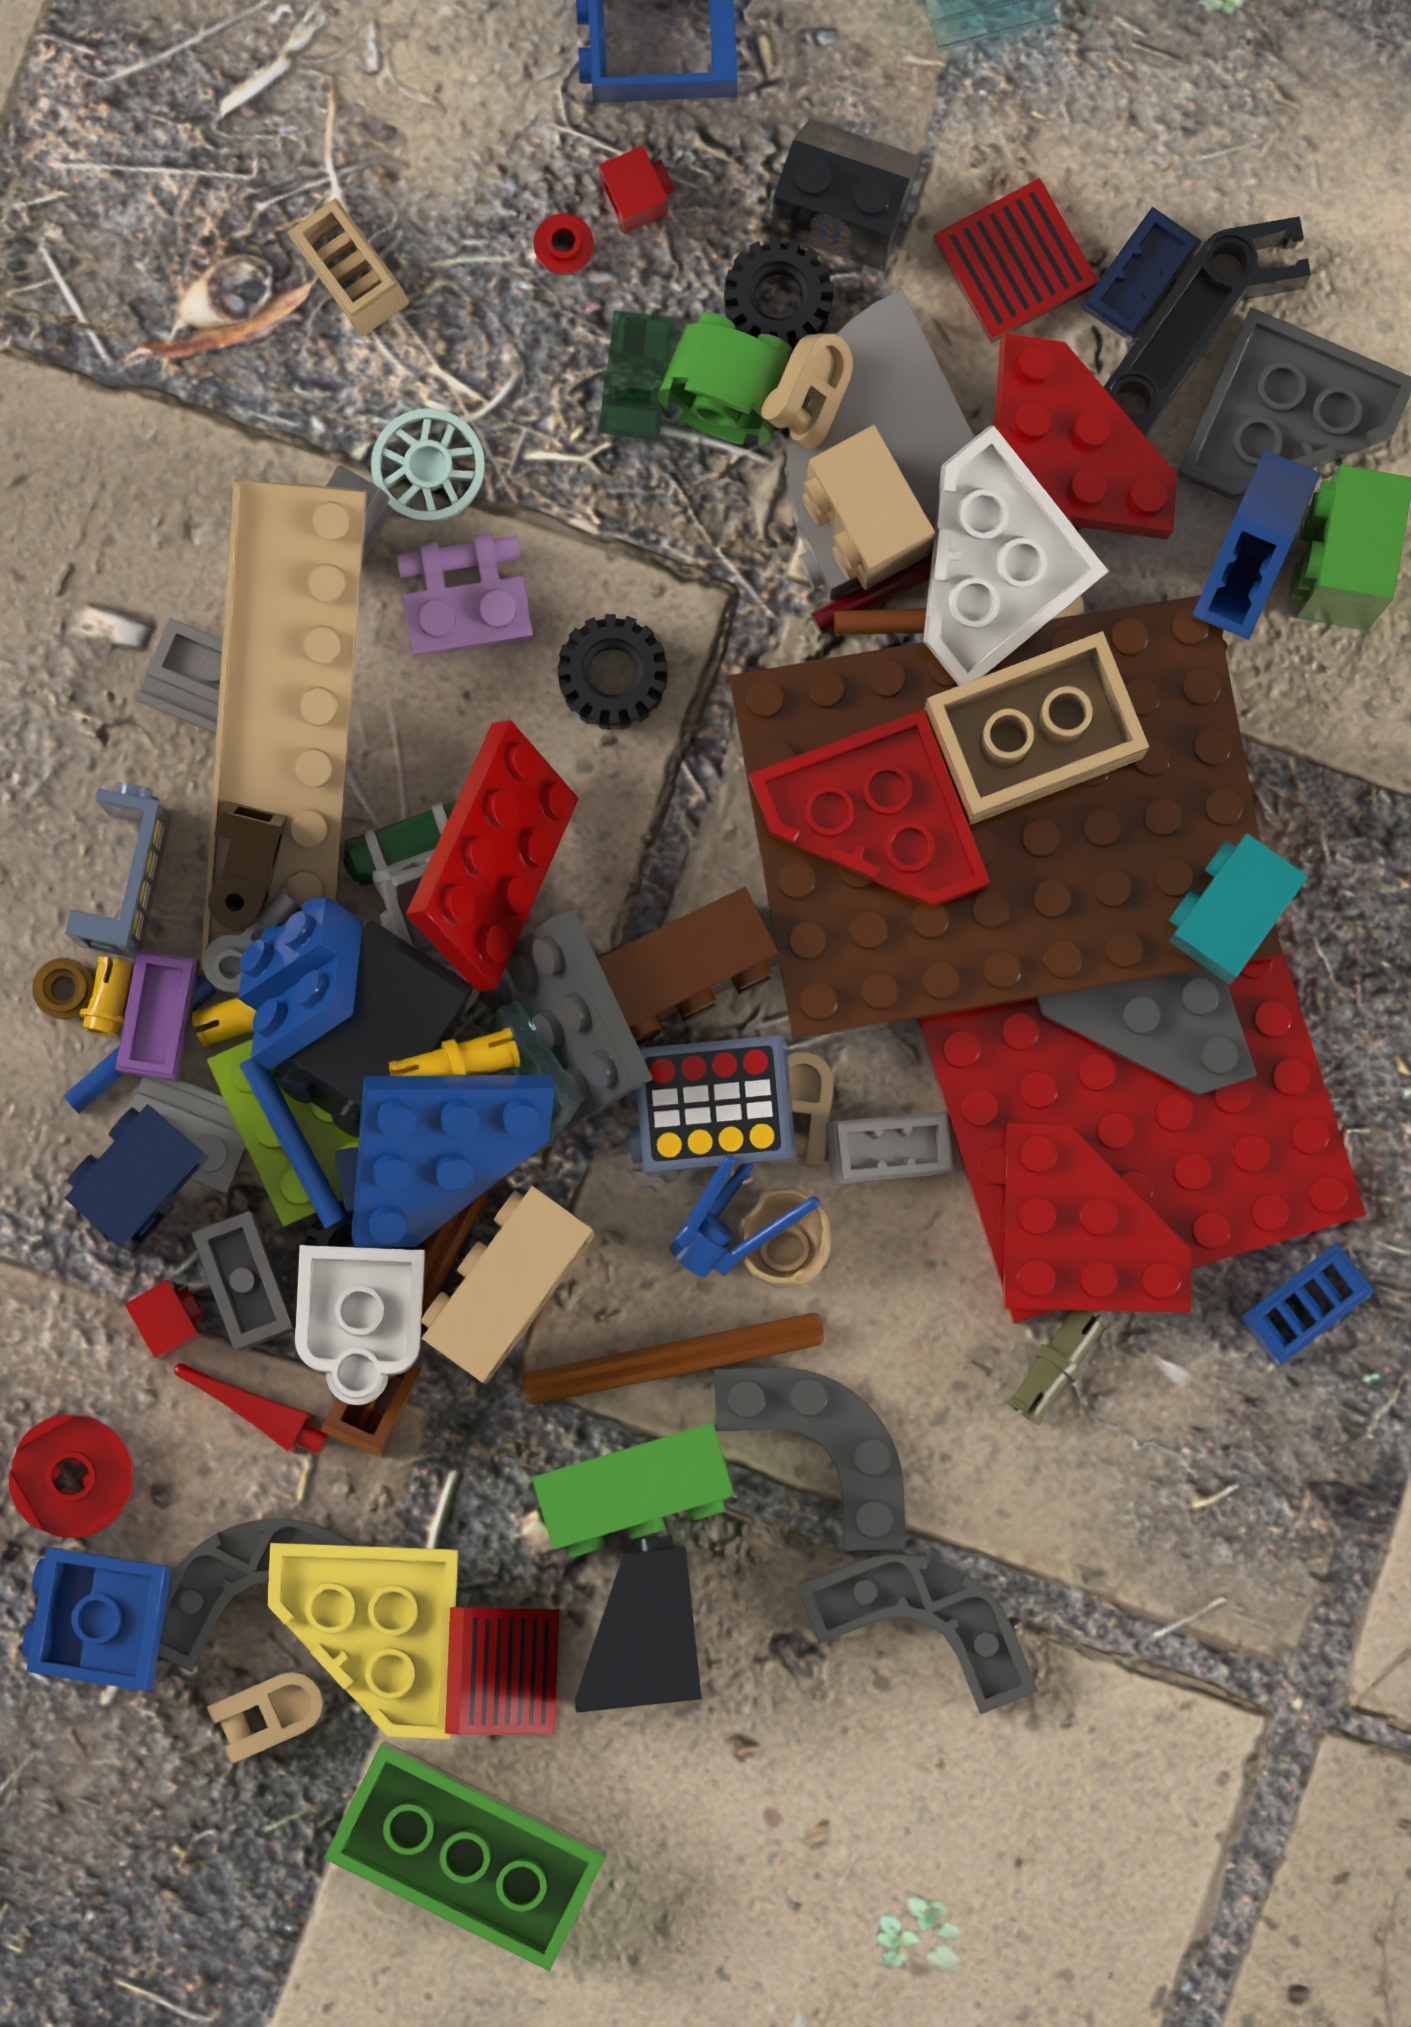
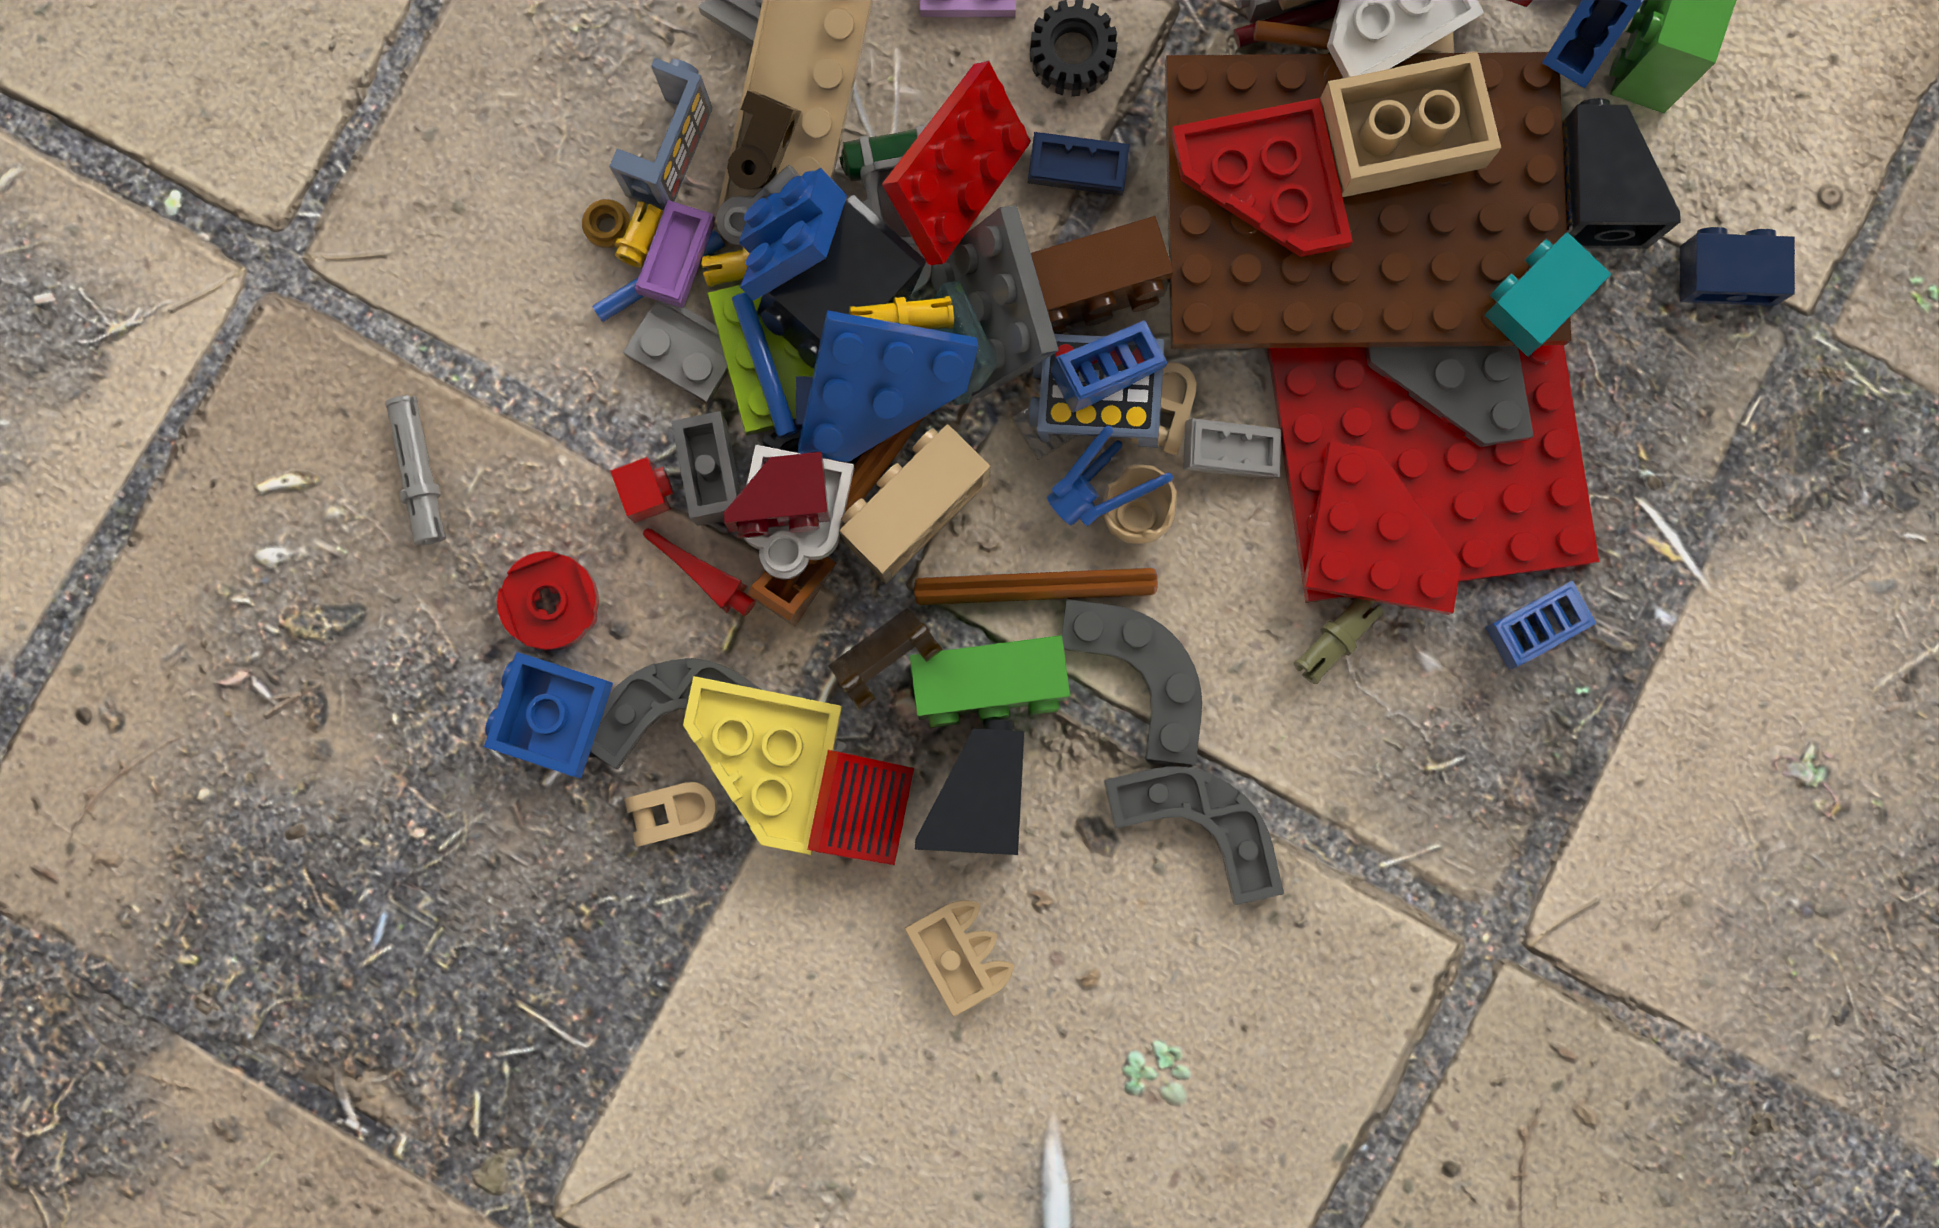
camera: 10 degrees right, 0 degrees up
(135, 1178) = (634, 371): dark blue brick -> none
(345, 1304) = (782, 493): none -> dark red slope
(466, 1855) = (808, 950): bright green brick -> none
(493, 1475) = (879, 652): none -> dark brown flag
(642, 818) = (1078, 163): none -> dark blue plate
(648, 1834) = (956, 957): none -> tan plate
(708, 1113) = (1080, 397): none -> blue slope
(1299, 743) = (1612, 180): none -> black slope

